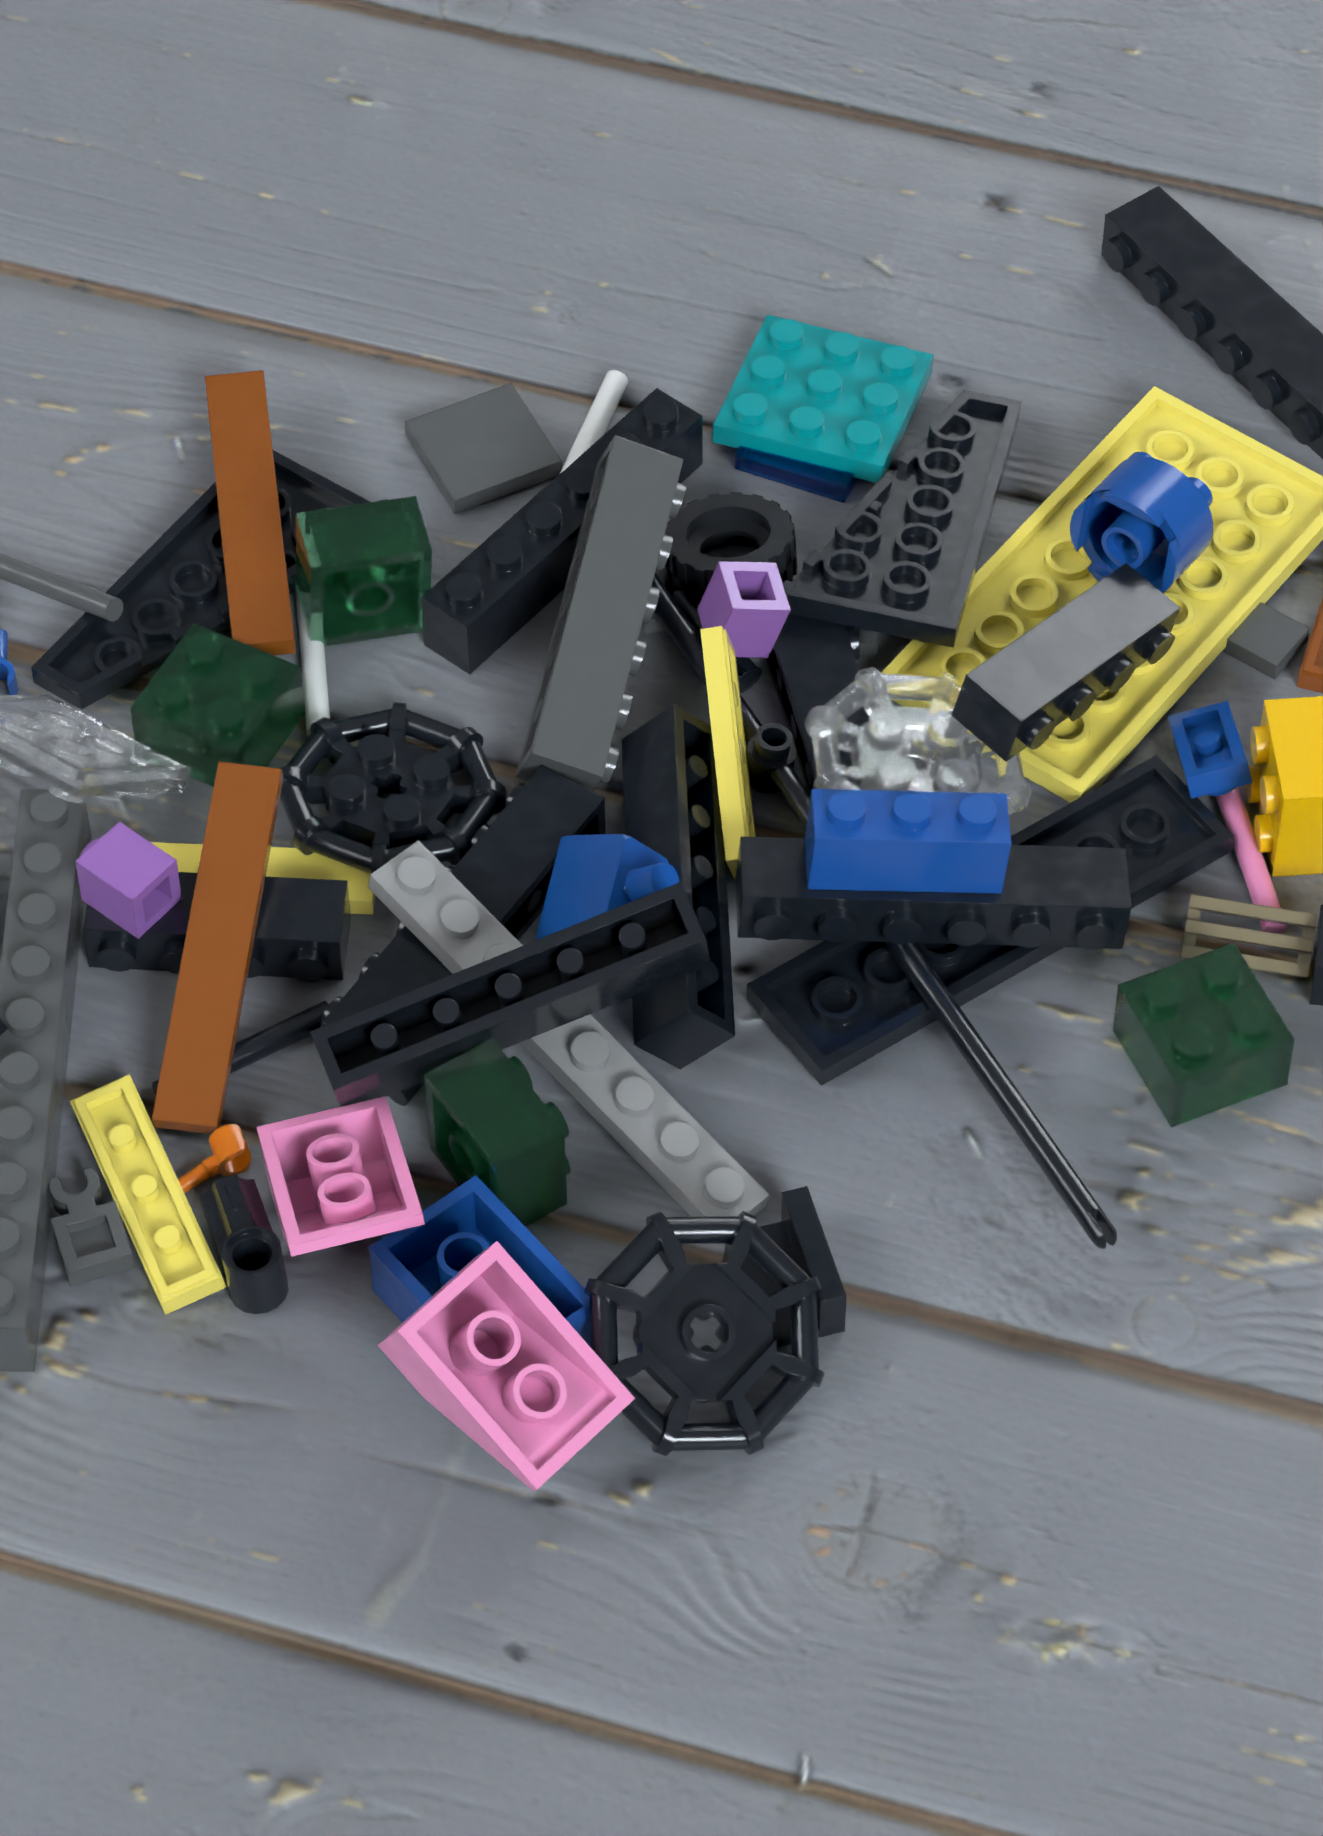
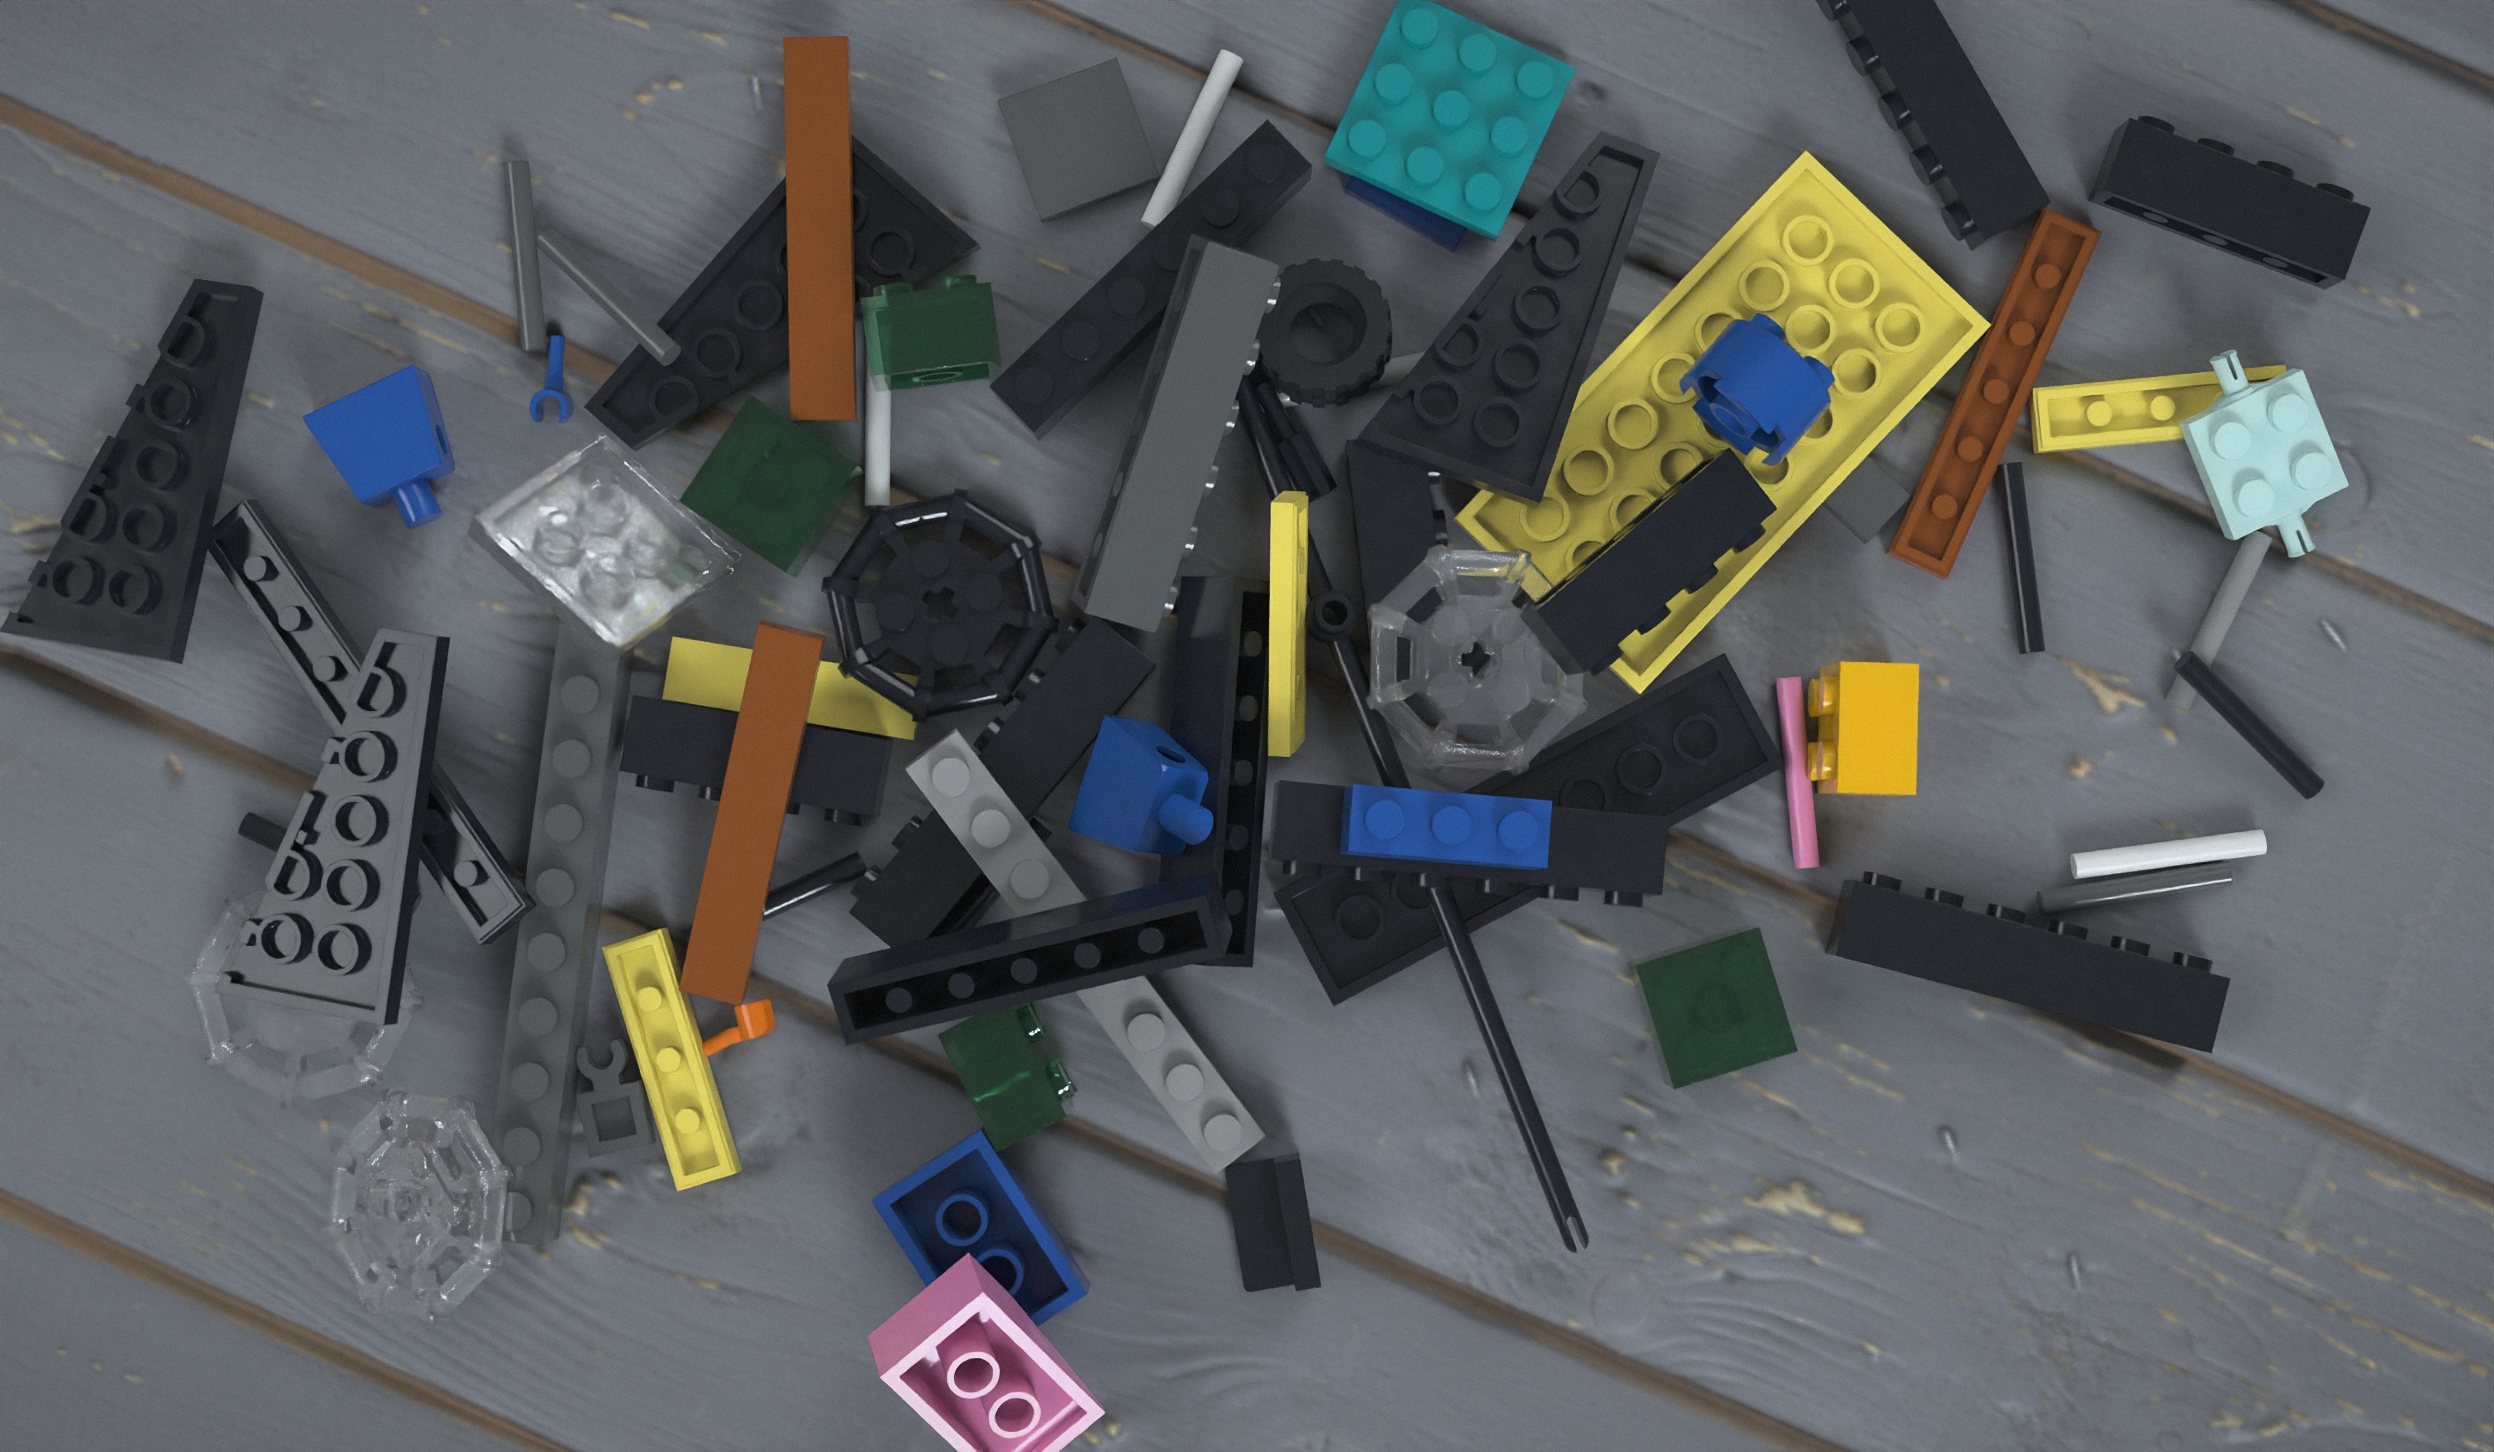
camera: 10 degrees right, 35 degrees up
(128, 879) = (661, 736): medium lavender brick -> none
(245, 1244) = (759, 1128): black piece -> none
(339, 1176) = (850, 1129): bright pink slope -> none
(745, 1331) = (1176, 1290): black plate -> none
(748, 604) = (1322, 451): medium lavender brick -> none
(1210, 750) = (1779, 655): blue plate -> none
(1256, 912) = (1774, 893): dark tan tile -> none

